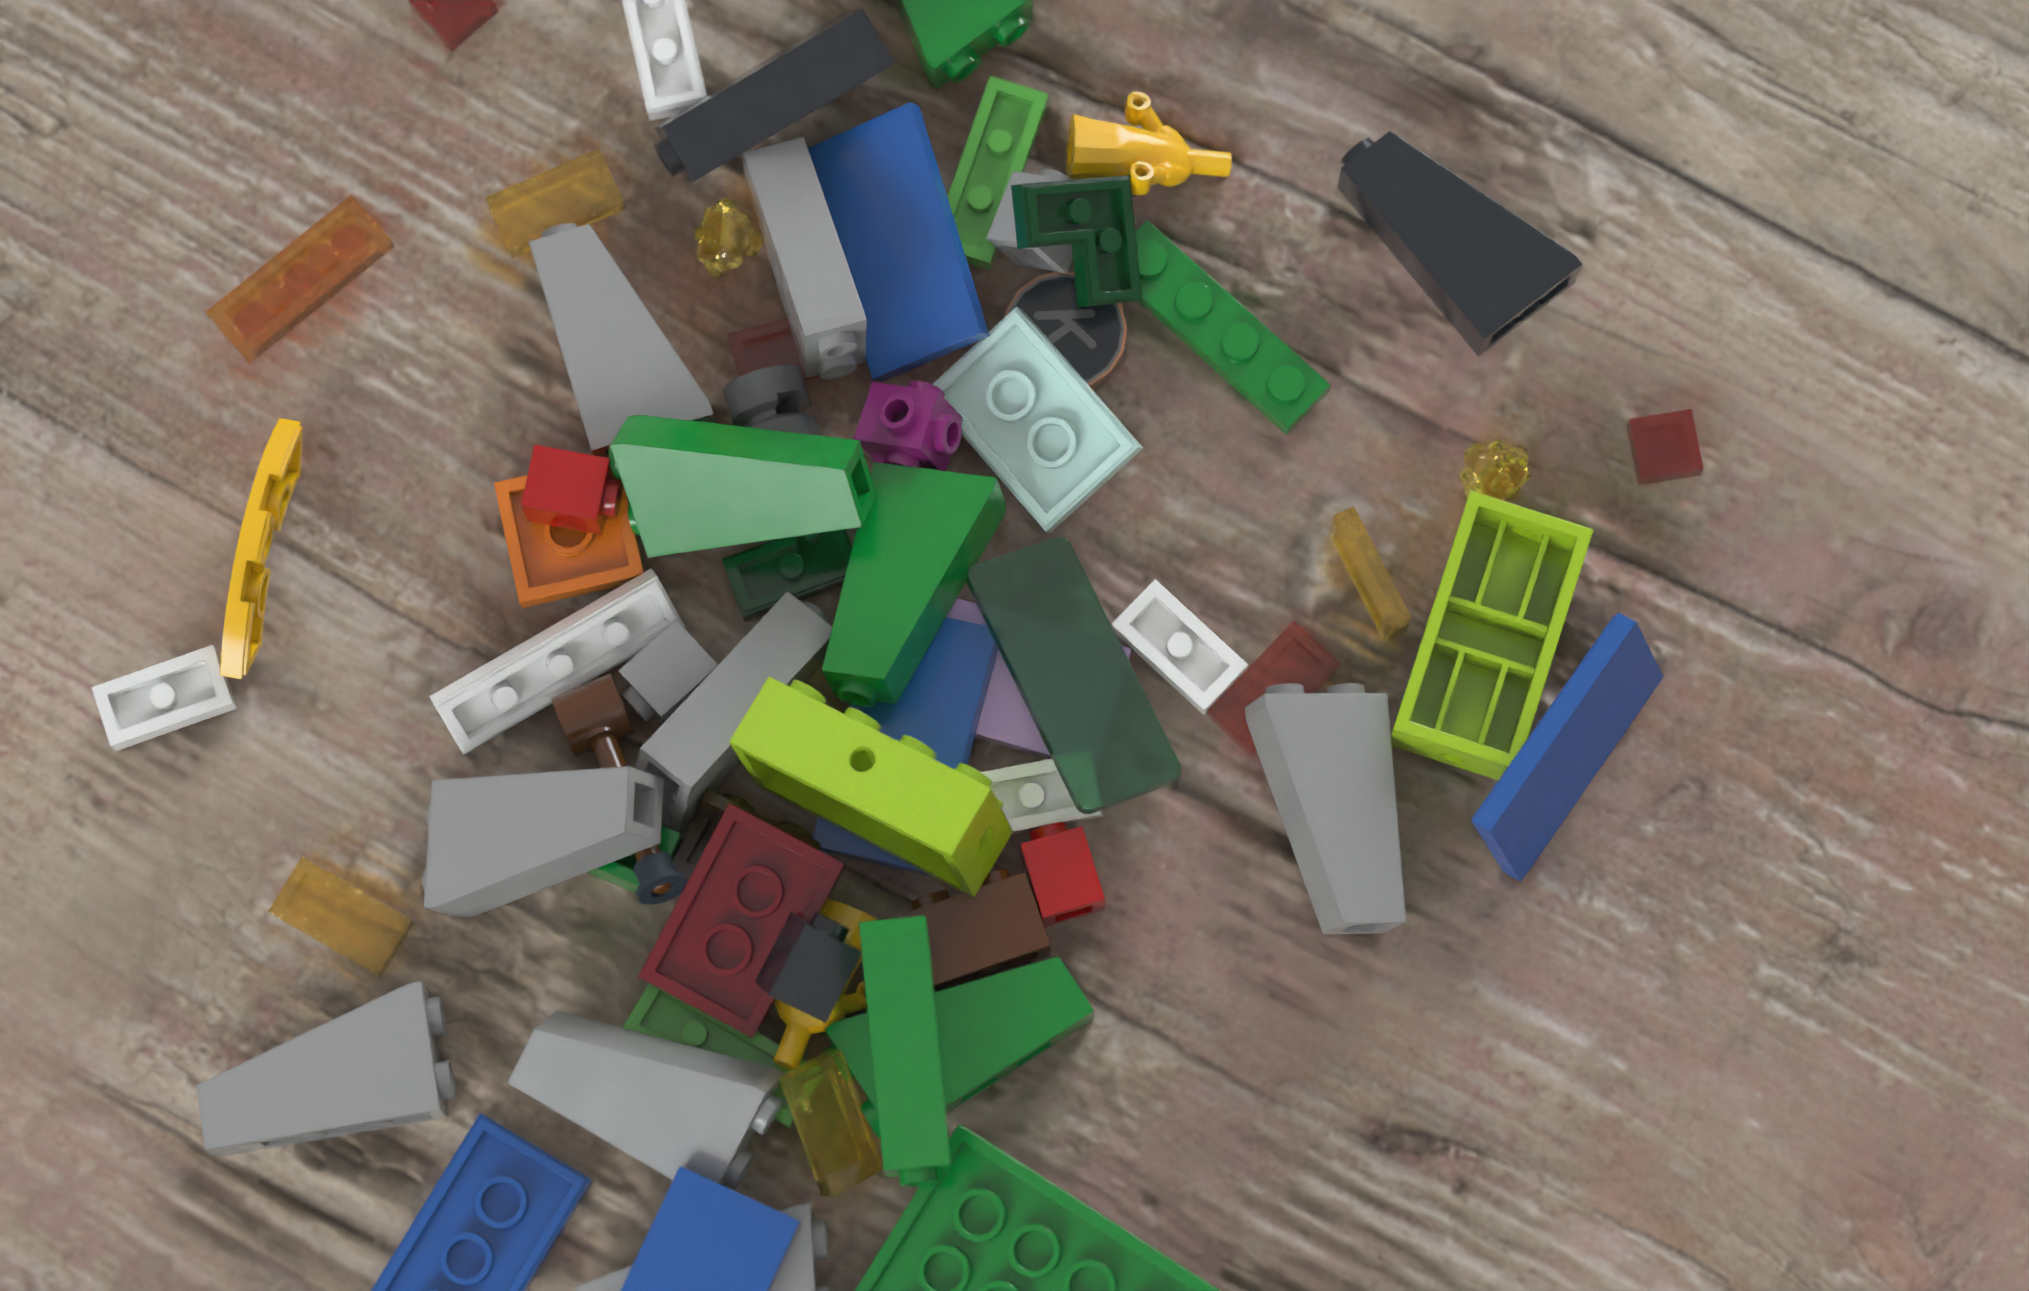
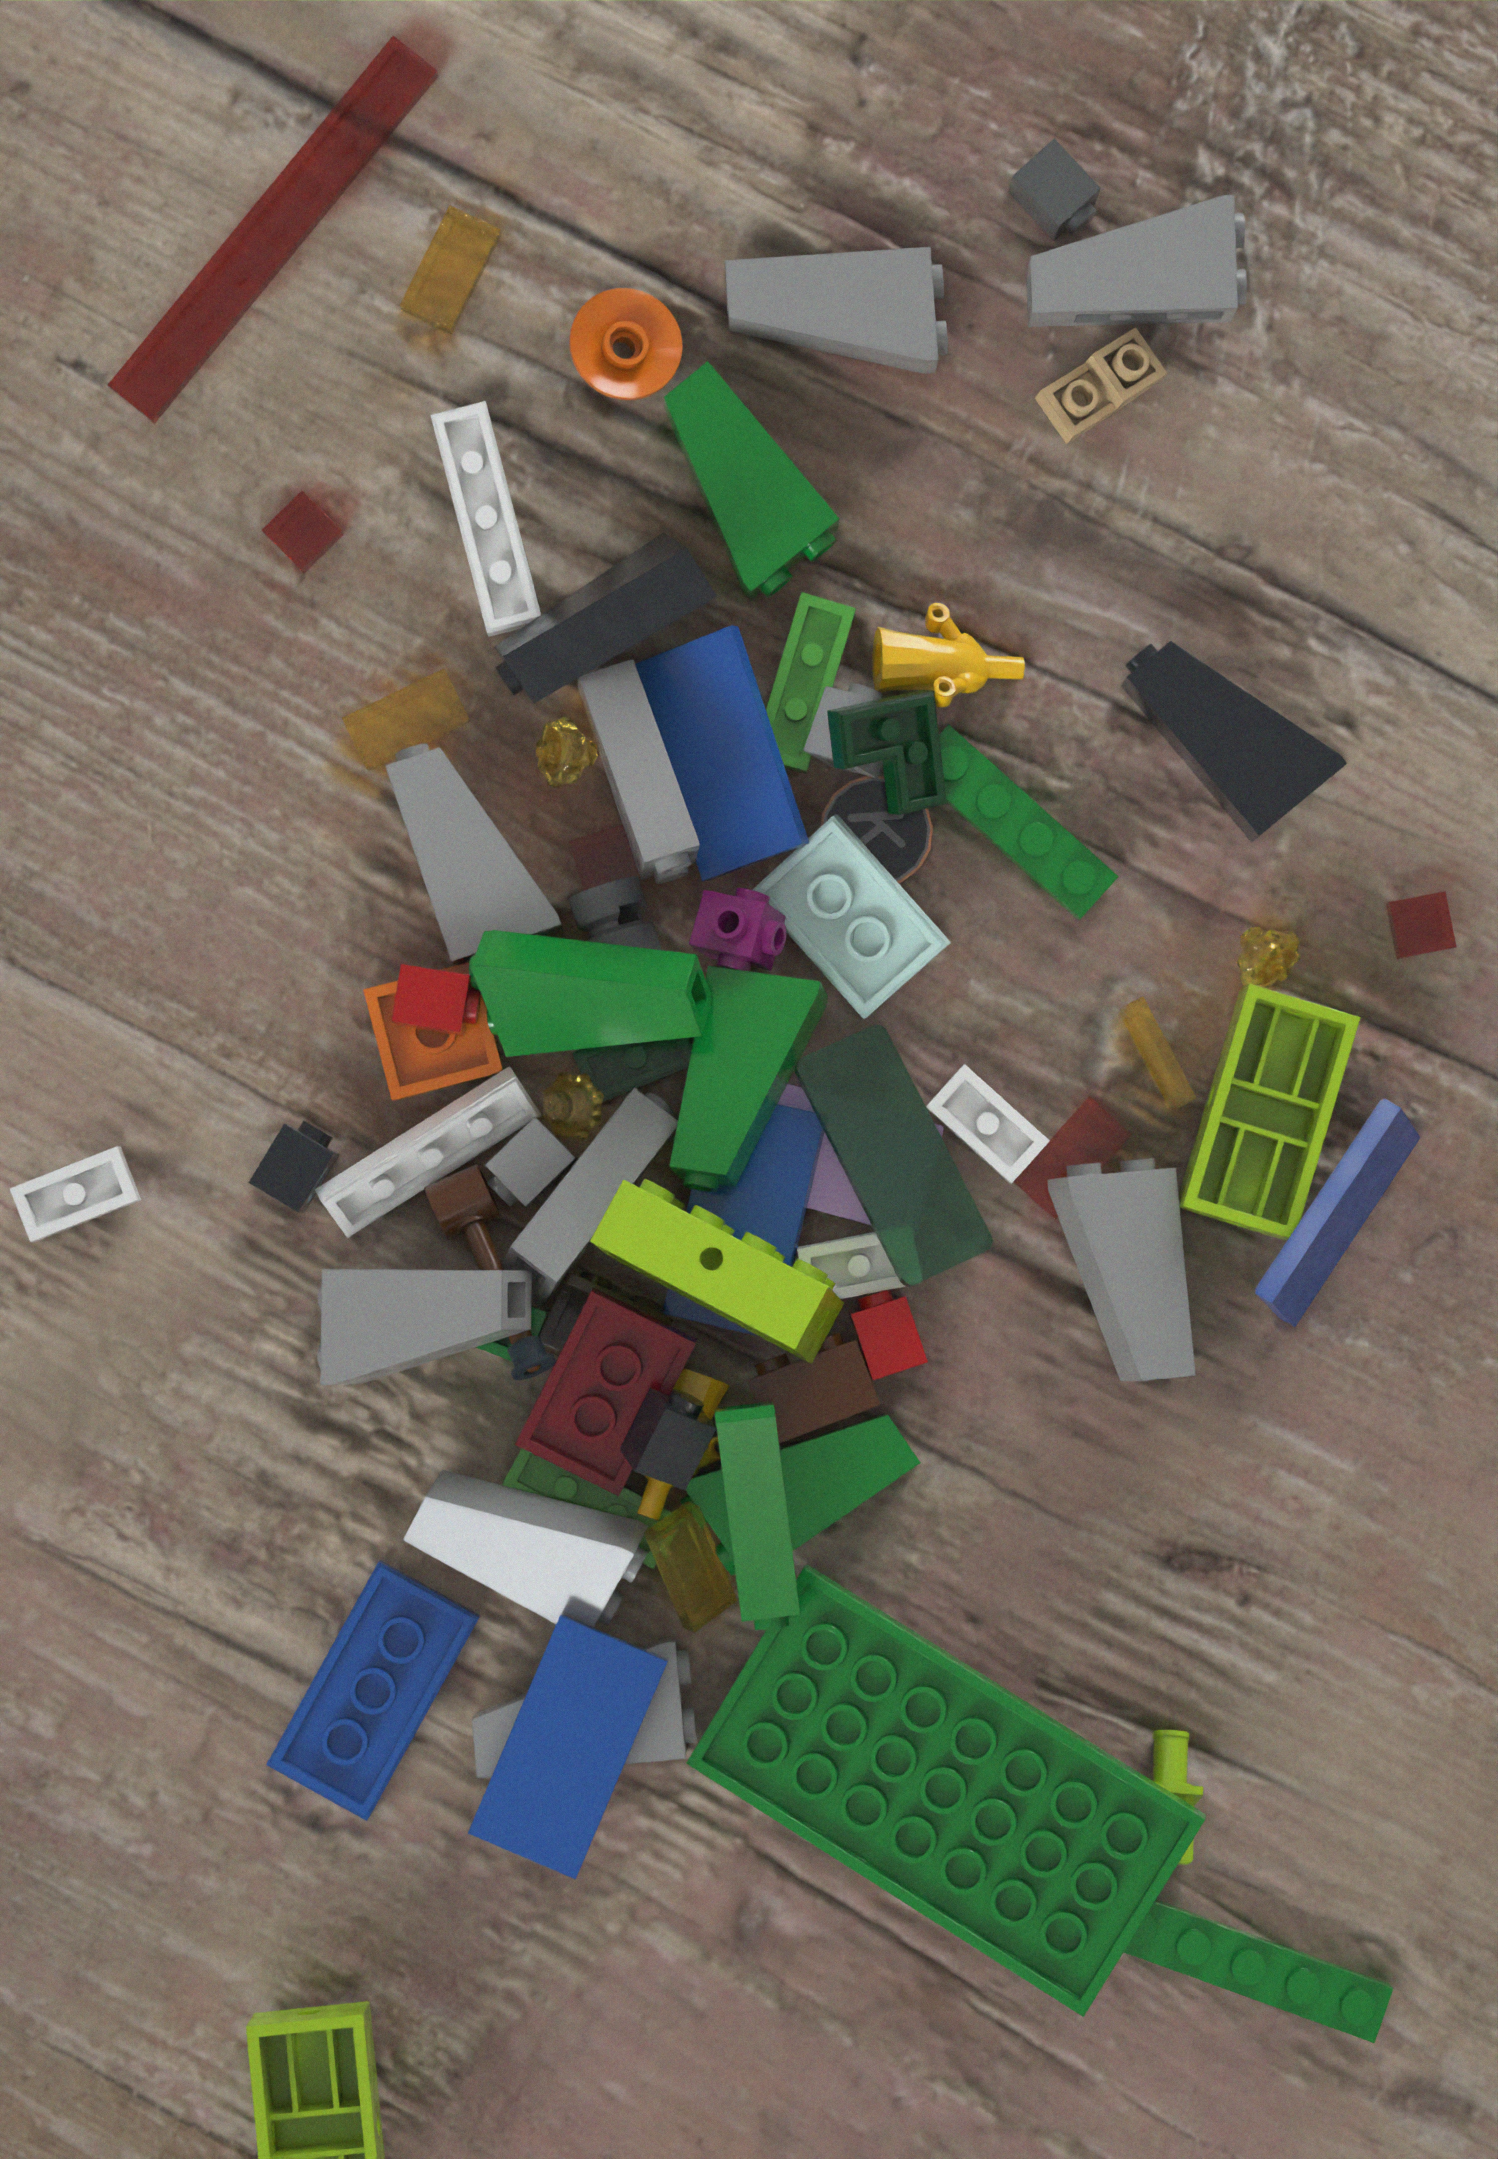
camera: 10 degrees left, 10 degrees up
(250, 579) = (156, 1030): yellow tile -> none
(300, 279) = (175, 800): clear orange plate -> none
(336, 1080) = (256, 1537): light grey slope -> none
(341, 917) = (245, 1387): clear yellow tile -> none
(408, 671) = (295, 1165): none -> black brick
(719, 615) = (572, 1106): none -> clear yellow piece

